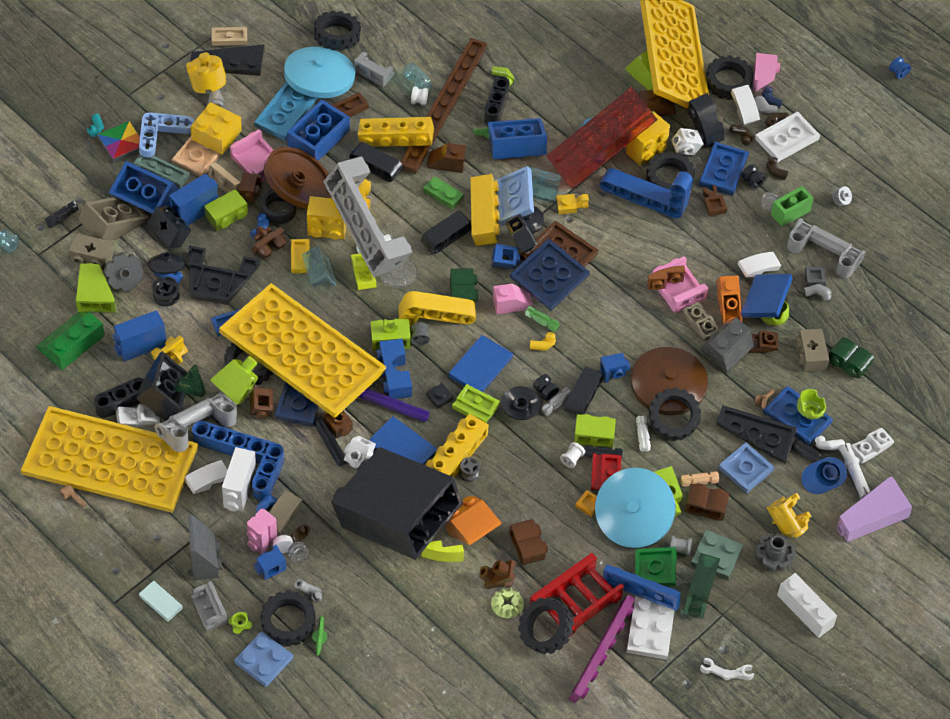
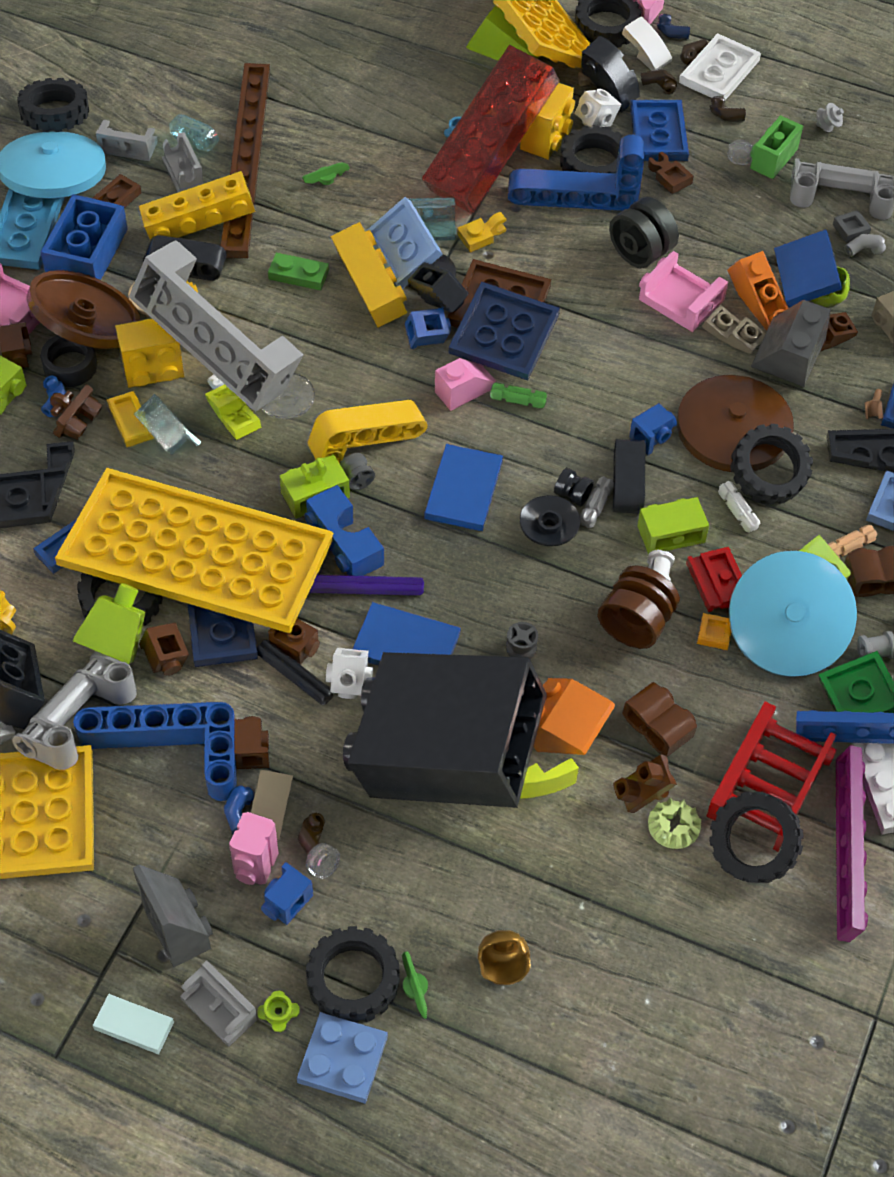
camera: 20 degrees left, 0 degrees up
(191, 383) = (43, 655): clear green tile -> none
(204, 477) = (125, 792): white slope -> none
(239, 479) = (182, 779): white brick -> none
(283, 542) = (294, 854): white tile -> none
(286, 473) = (251, 743): none -> reddish brown brick
(310, 590) = (367, 916): light grey arm -> none
(373, 638) = (504, 957): none -> pearl gold hair
(401, 98) = (182, 164): none -> light grey hinge
(419, 96) = (207, 155): white wheel -> none
(439, 395) = (425, 550): black plate -> none
(446, 232) = (329, 320): black beam -> none
(448, 158) = (284, 223): reddish brown slope -> none
(459, 445) = (491, 609): yellow brick -> none
(462, 283) = (386, 381): dark green brick -> none
(476, 403) = (485, 544): lime plate -> none
(497, 99) = (317, 132): black beam -> none
(501, 71) = (311, 95): lime arm -> none
(517, 138) = (370, 169): blue slope -> none
(545, 344) = (539, 429): yellow arm -> none
(545, 472) = (638, 607): none -> reddish brown wheel
(589, 450) = (695, 549): black axle -> none
(667, 275) = (668, 280): dark orange slope -> none
(670, 238) = (644, 232): none -> pearl dark grey wheel
(753, 176) = (704, 127): black wheel -> none
(759, 263) = (771, 233): white slope -> none
(763, 106) = (672, 42): light grey arm -> none

